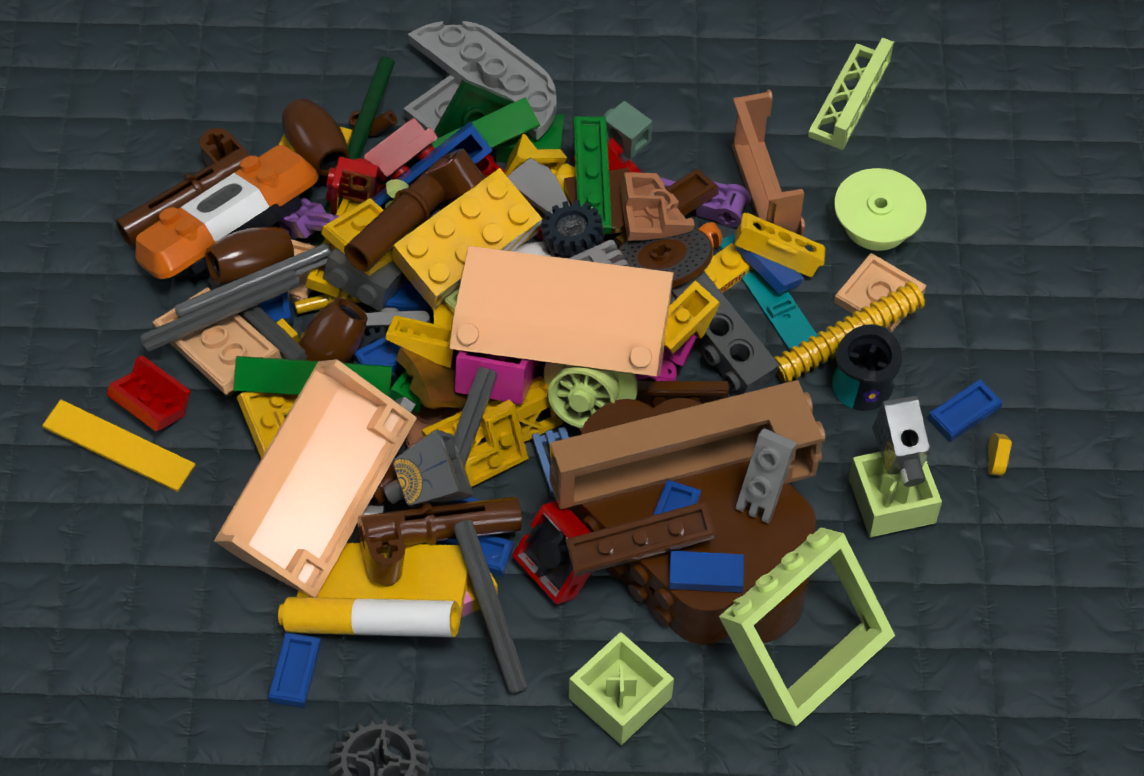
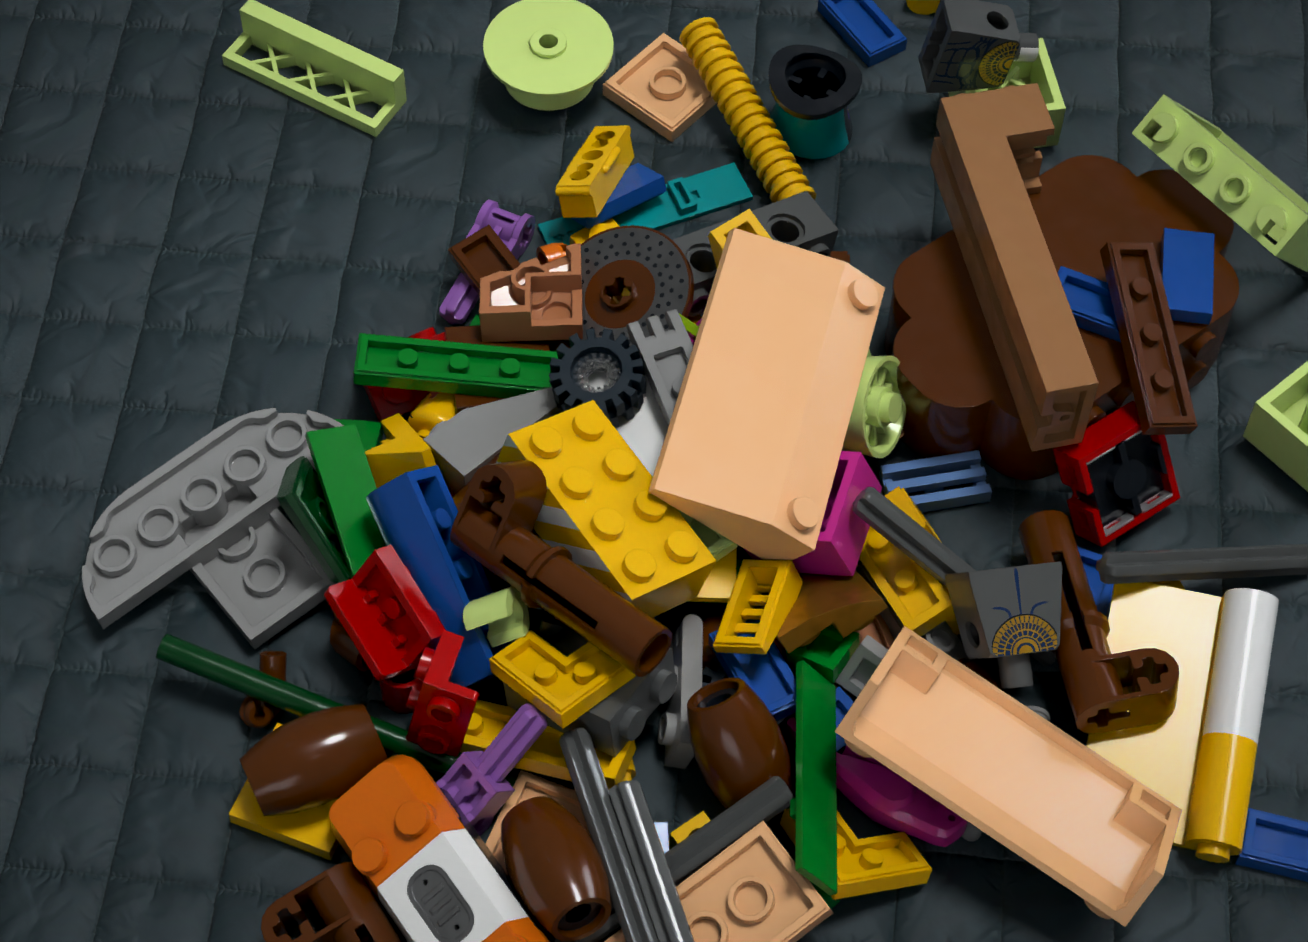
camera: 85 degrees left, 0 degrees up
(629, 128) = (334, 336): sand green brick -> none
(757, 169) = (465, 194): nougat piece -> none
(766, 474) = (1070, 167): light grey hinge -> none

